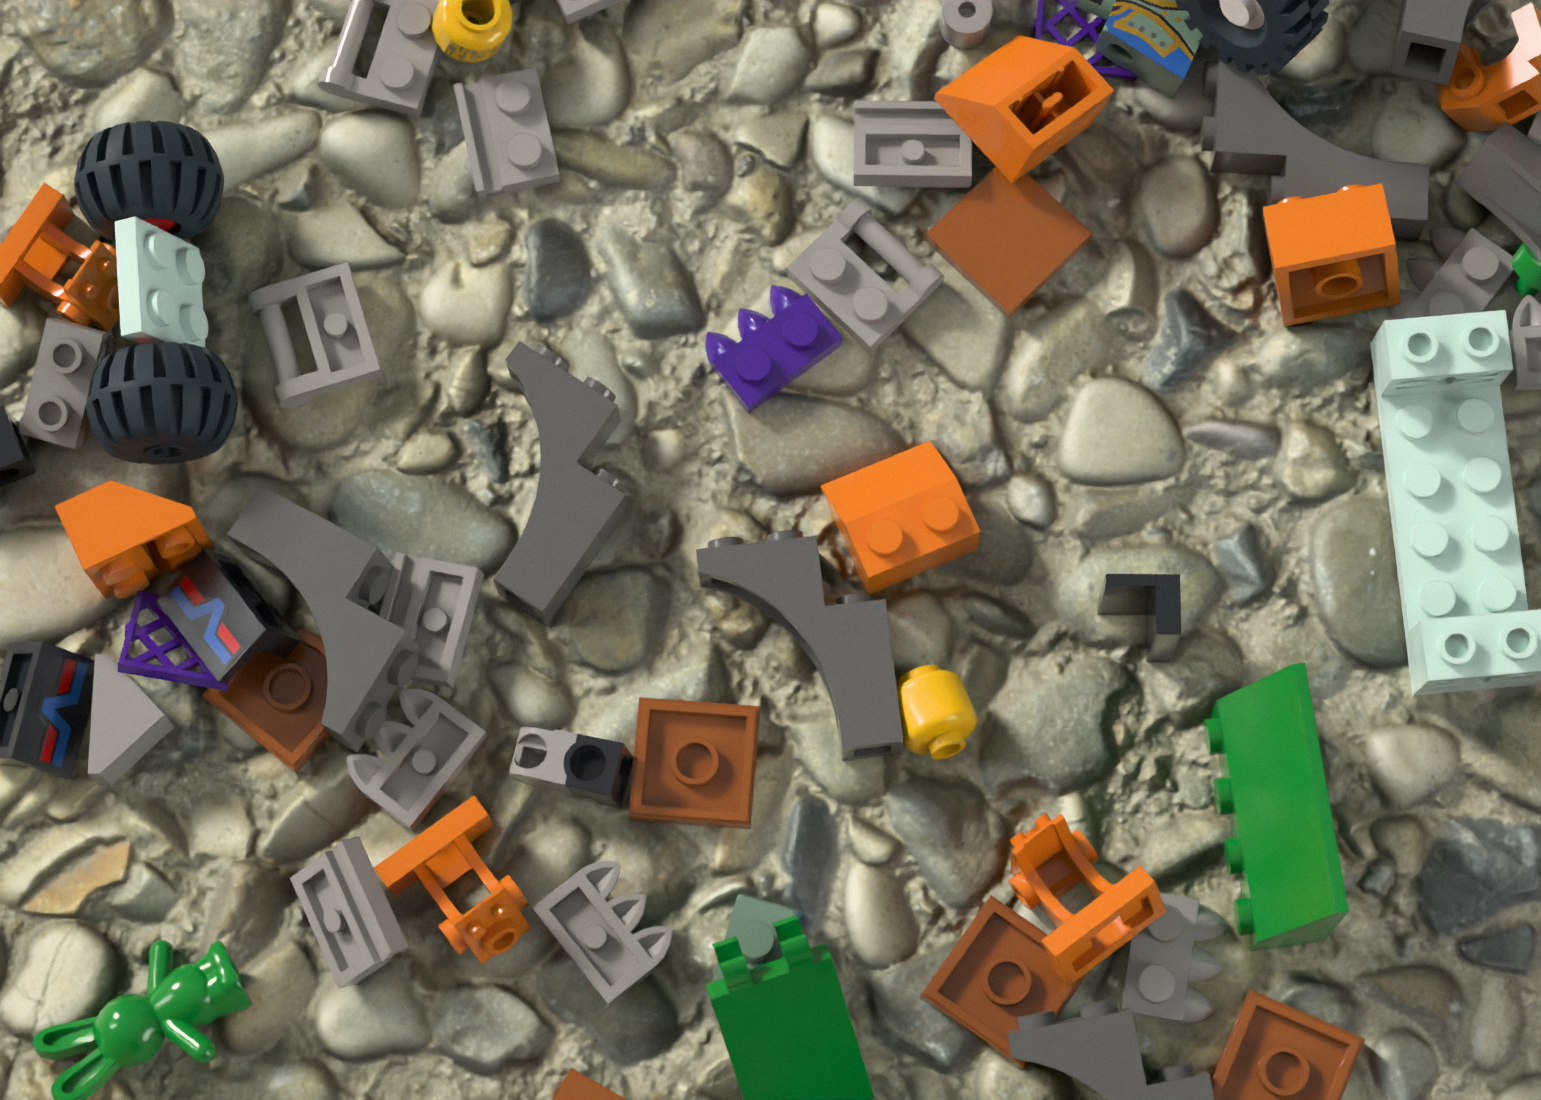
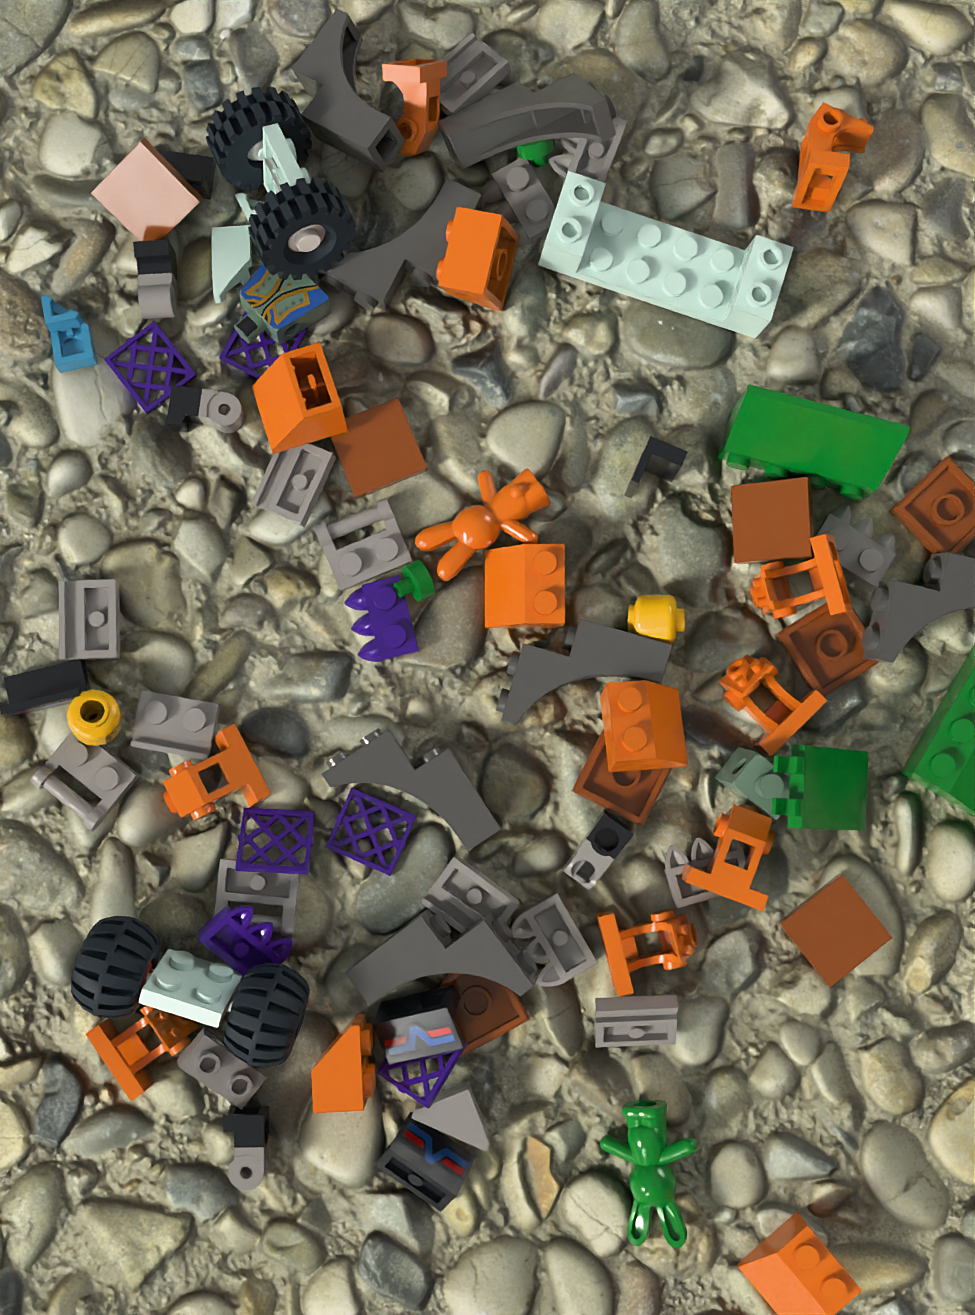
camera: 70 degrees left, 10 degrees up
(246, 331) = (240, 943): none -> dark purple plate
(366, 336) = (273, 867): none -> dark purple window
(419, 173) = (187, 792): none -> orange tile
(467, 496) = (359, 857): none -> dark purple window
(600, 955) = (725, 879): none -> orange tile
(772, 753) = (642, 726): none -> orange slope
(841, 360) = (416, 581): none -> green tile
(901, 874) = (783, 716): none -> orange tile
(960, 416) = (480, 525): none -> orange animal
(1149, 815) = (772, 520): none -> dark orange tile

